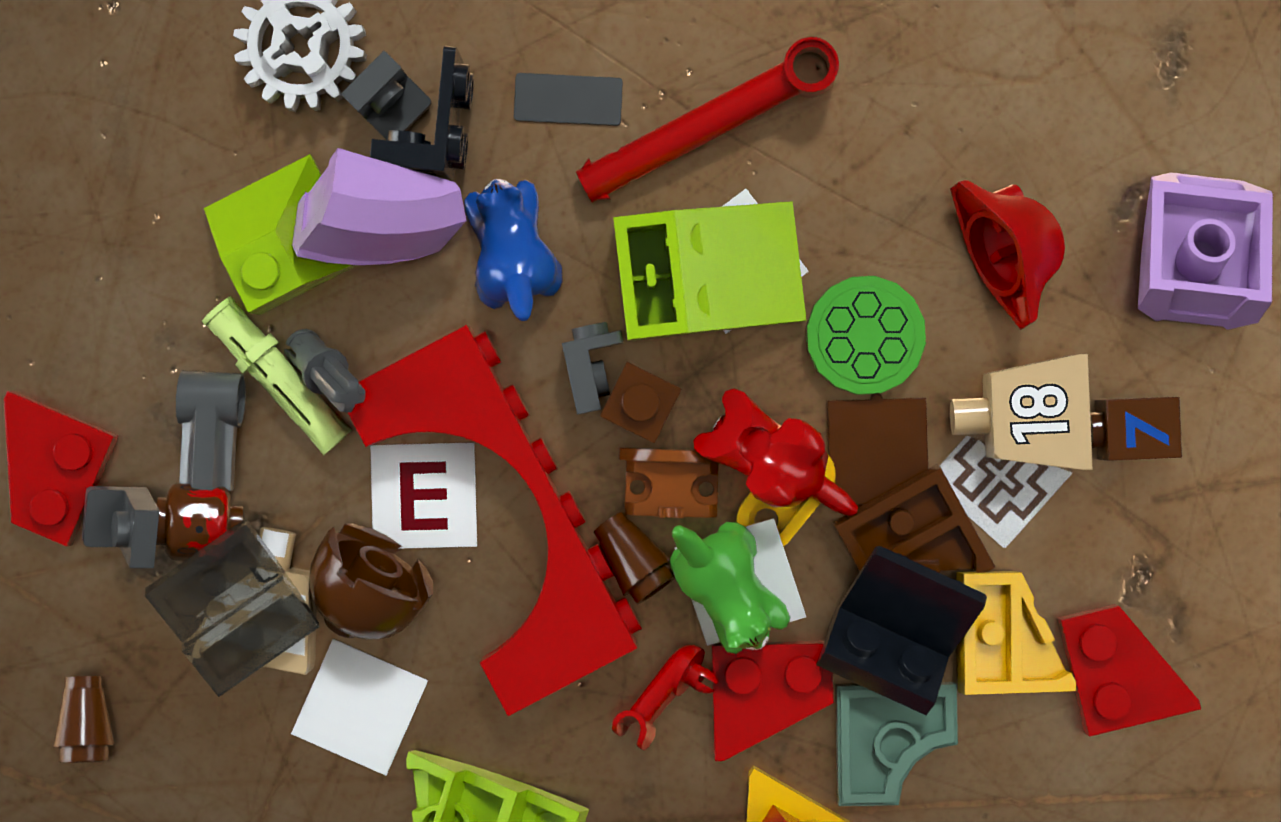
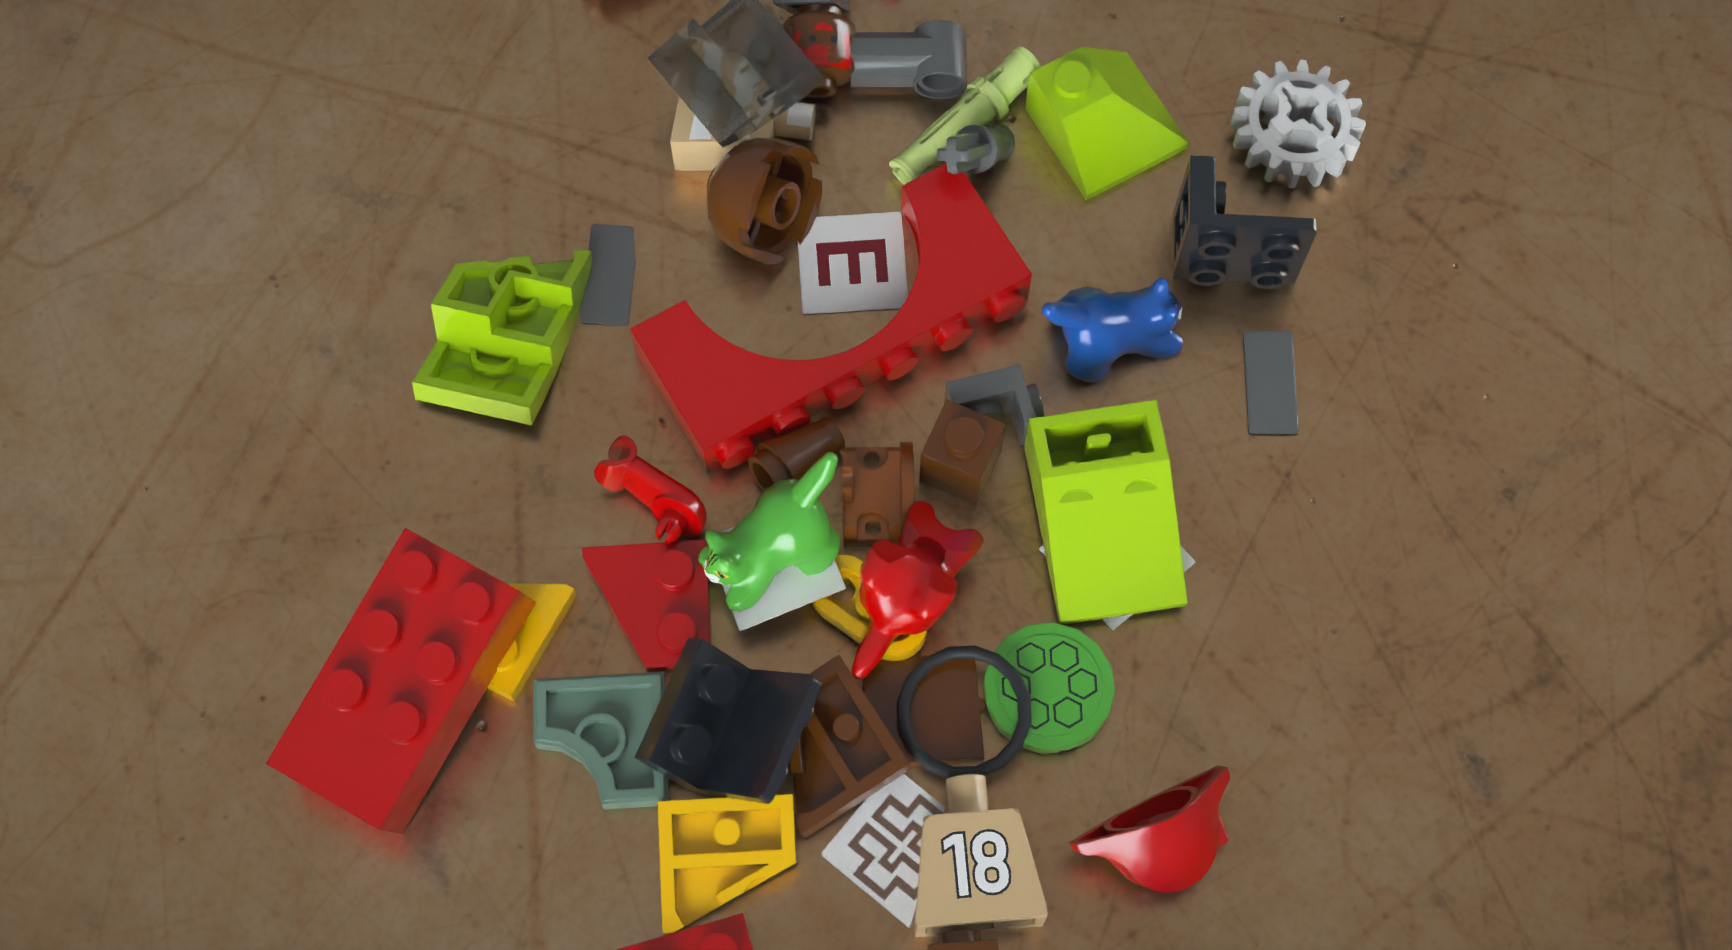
camera: 90 degrees right, 20 degrees down
(359, 707) = (635, 212): white sticker -> none
(375, 213) = (1138, 176): lavender slope -> none
(387, 96) = (1262, 185): dark grey bracket -> none
(443, 734) = (611, 276): none -> dark grey sticker
(707, 121) = (1271, 522): red piece -> none
(927, 452) = (941, 657): none -> black piece

